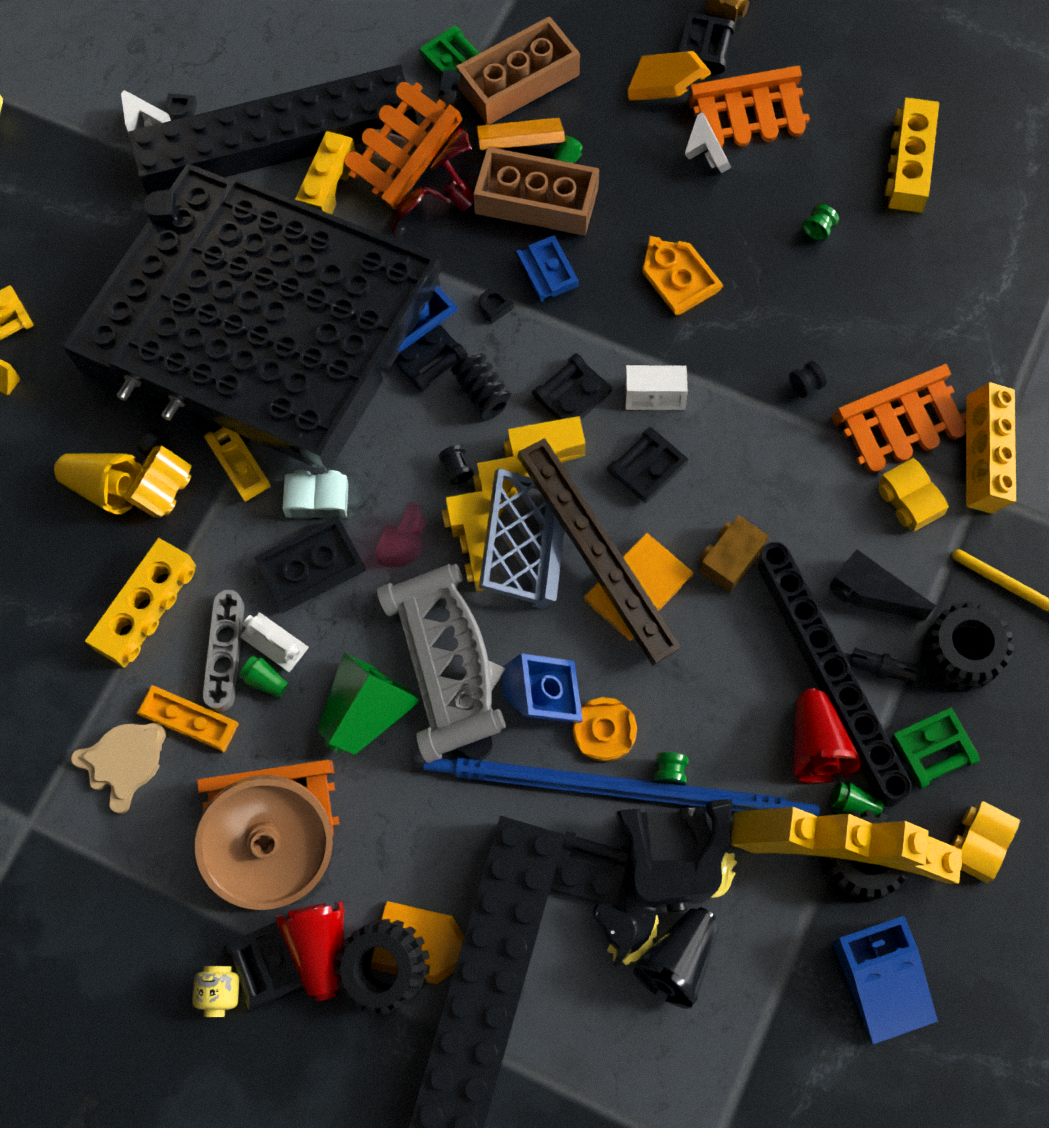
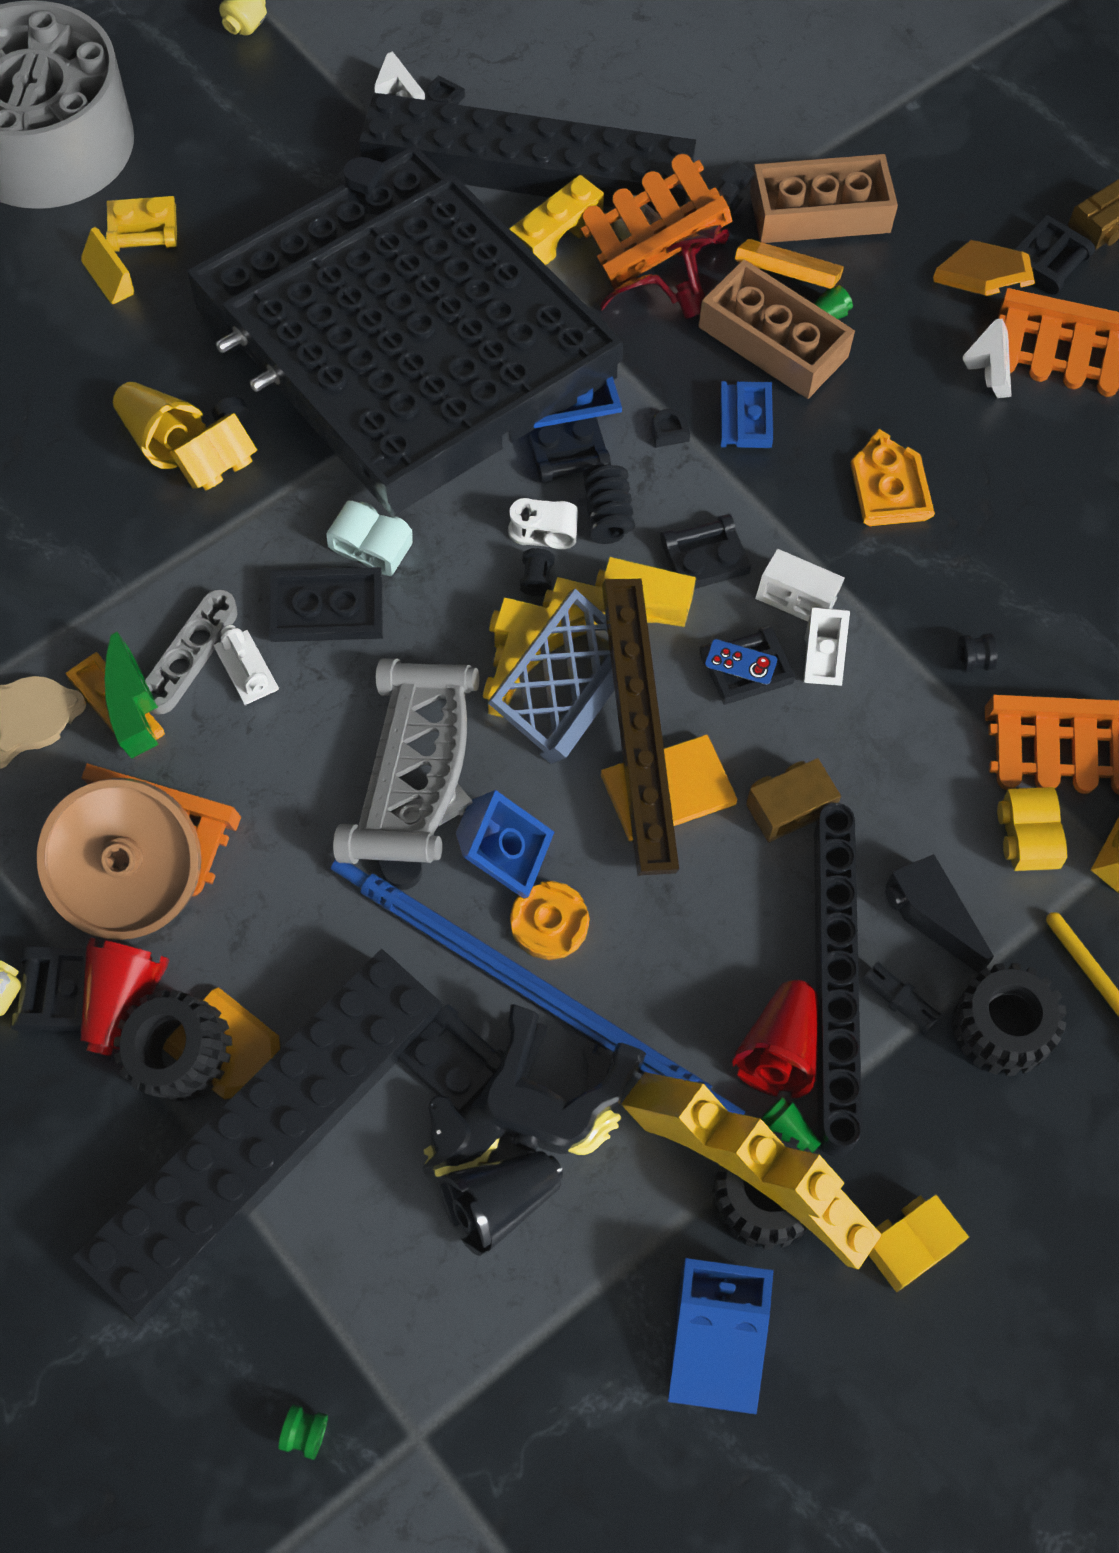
camera: 20 degrees right, 5 degrees down
(142, 585) = (139, 547): yellow brick -> none
(200, 712) = (128, 699): none -> green slope
(238, 463) = (307, 470): yellow plate -> none
(262, 676) = (213, 694): green cone -> none
(361, 706) = (299, 771): green slope -> none
(402, 545) = (434, 628): clear pink brick -> none
(442, 55) = (750, 147): green plate -> none
(443, 424) = (545, 524): none -> white piece
(643, 465) = (741, 661): none -> blue sticker
(671, 768) = (600, 992): green wheel -> none
(699, 423) = (826, 646): none -> white slope
(821, 220) = (1081, 493): green wheel -> none
(930, 737) = (914, 1100): green plate -> none

